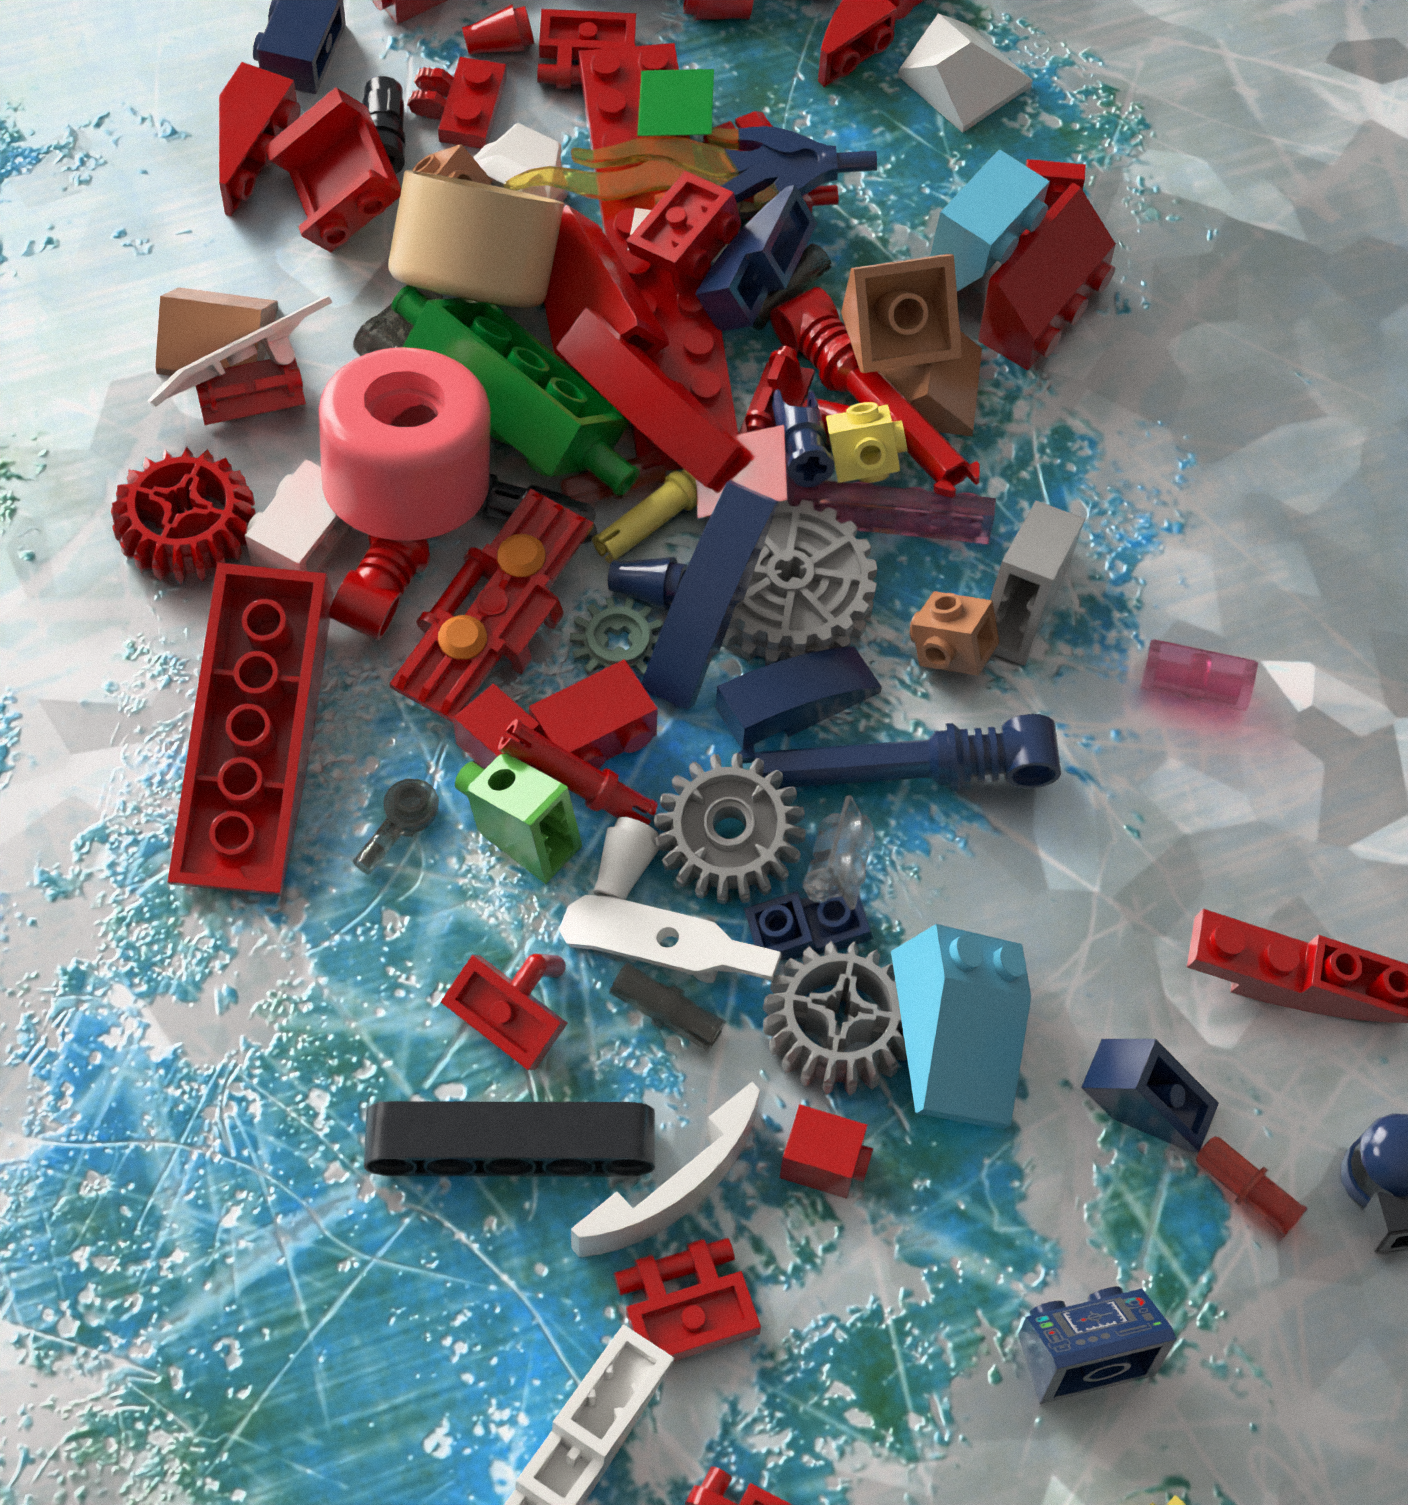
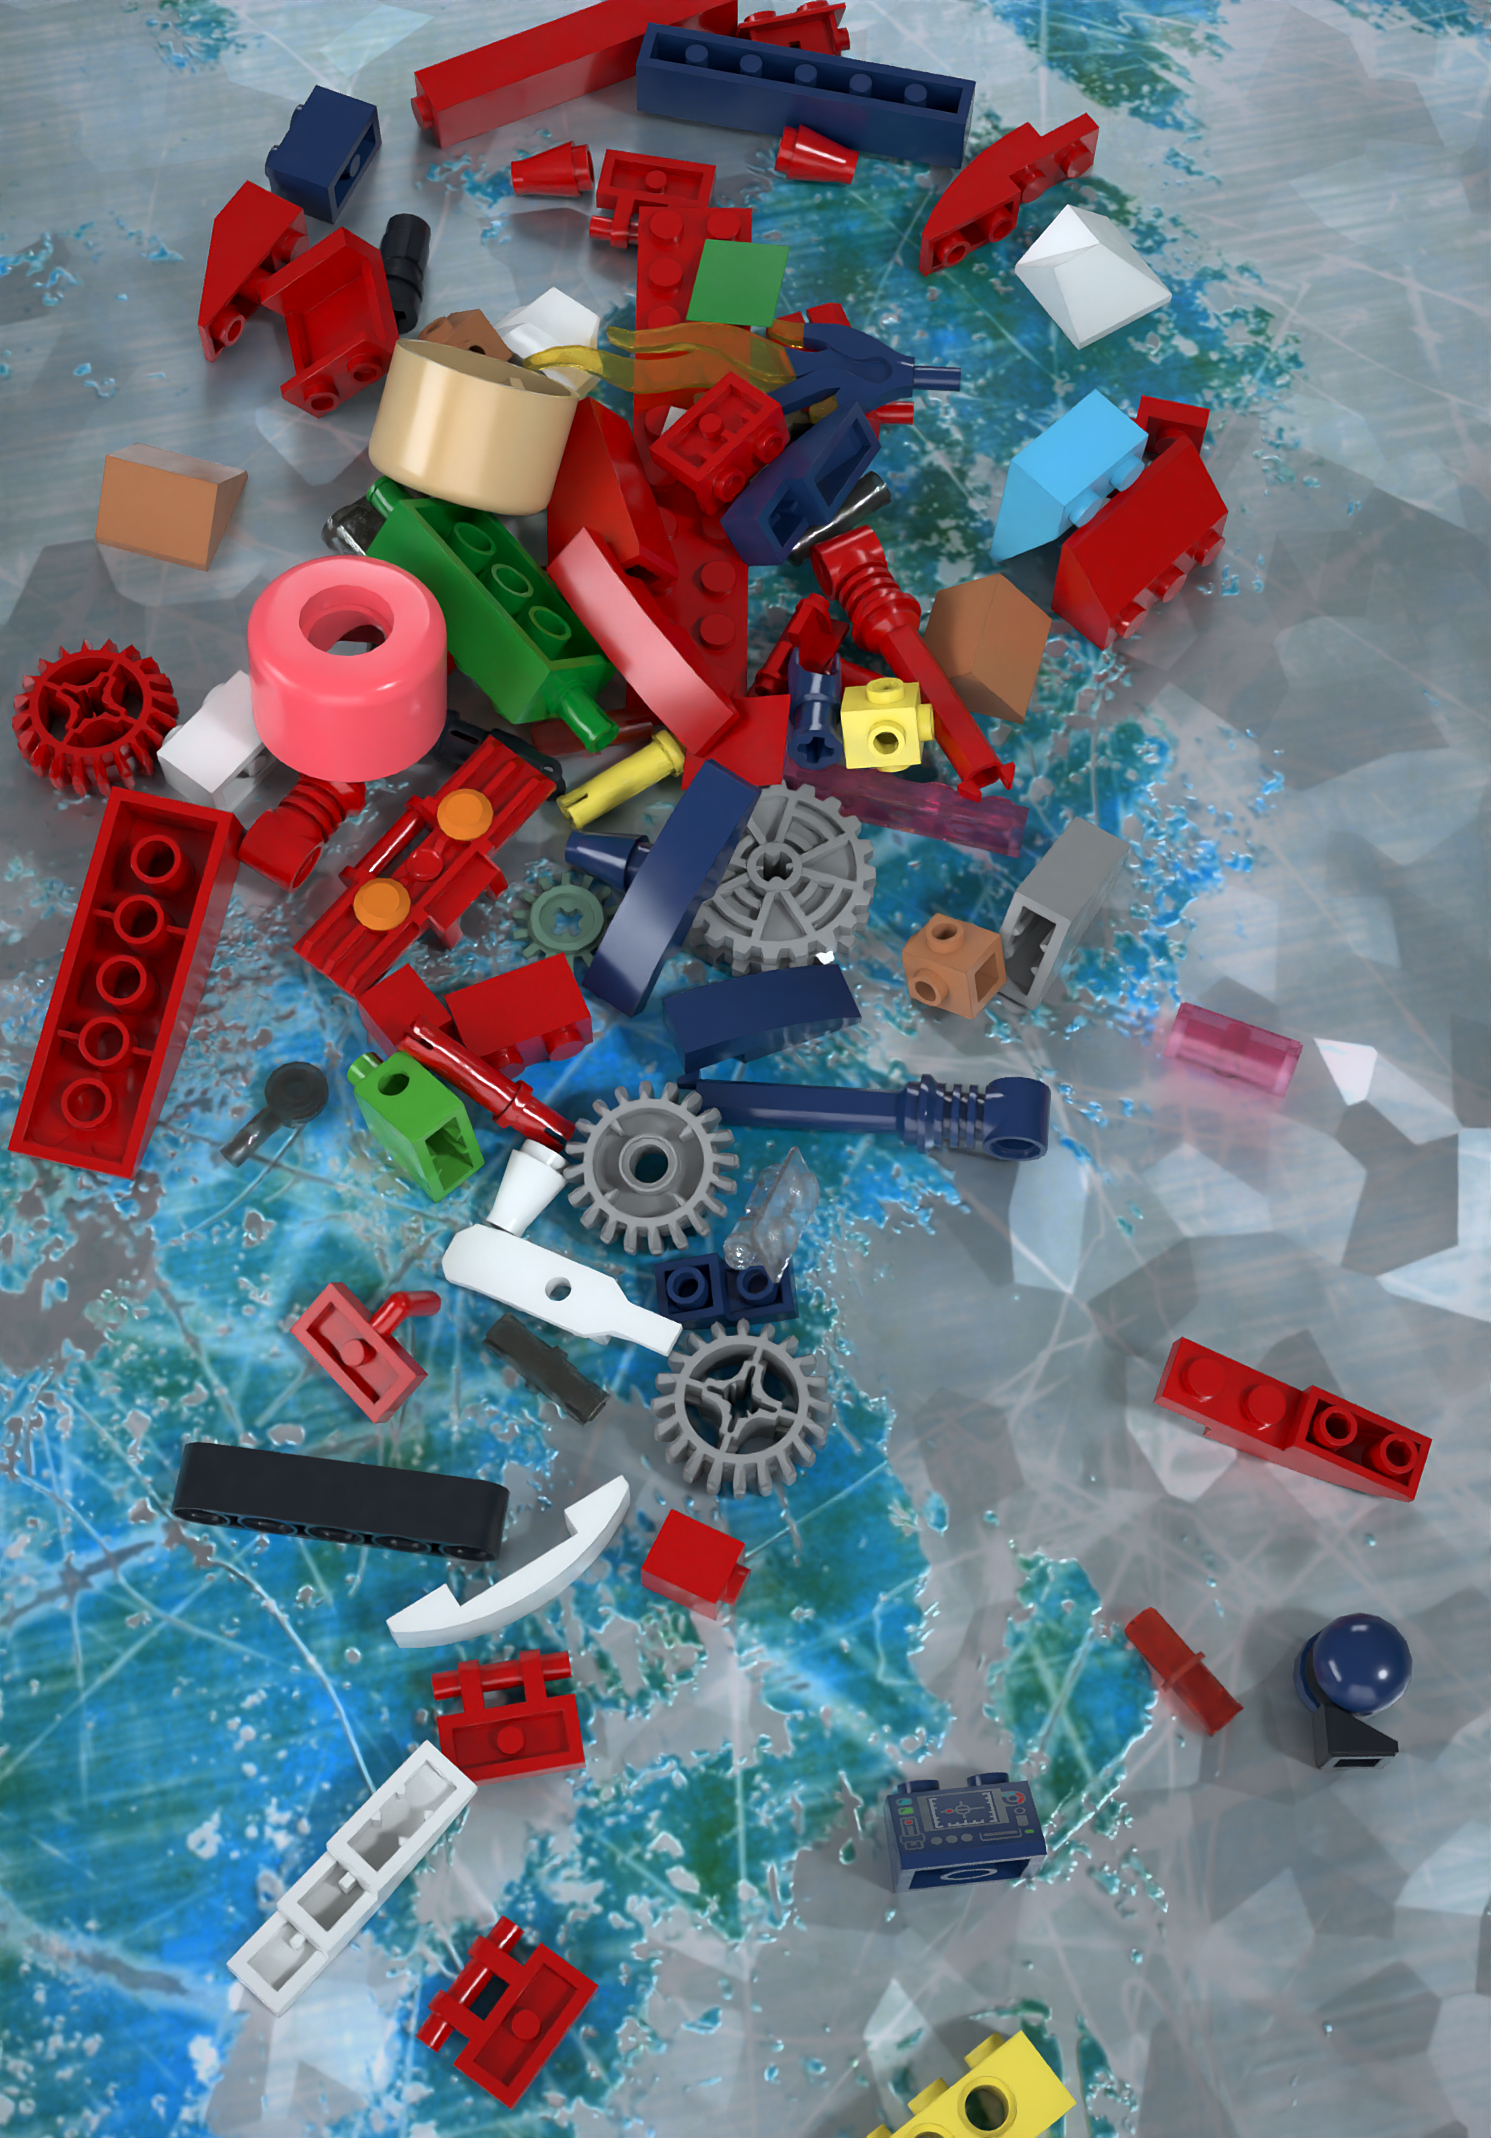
camera: 10 degrees right, 5 degrees up
(250, 391) = (195, 575): red hinge -> none
(272, 336) = (145, 547): white piece -> none
(470, 103) = (508, 250): red hinge -> none
(903, 313) = (954, 574): nougat slope -> none
(963, 1022) = (877, 1438): medium azure slope -> none
(1150, 1091) = (1084, 1545): dark blue slope -> none

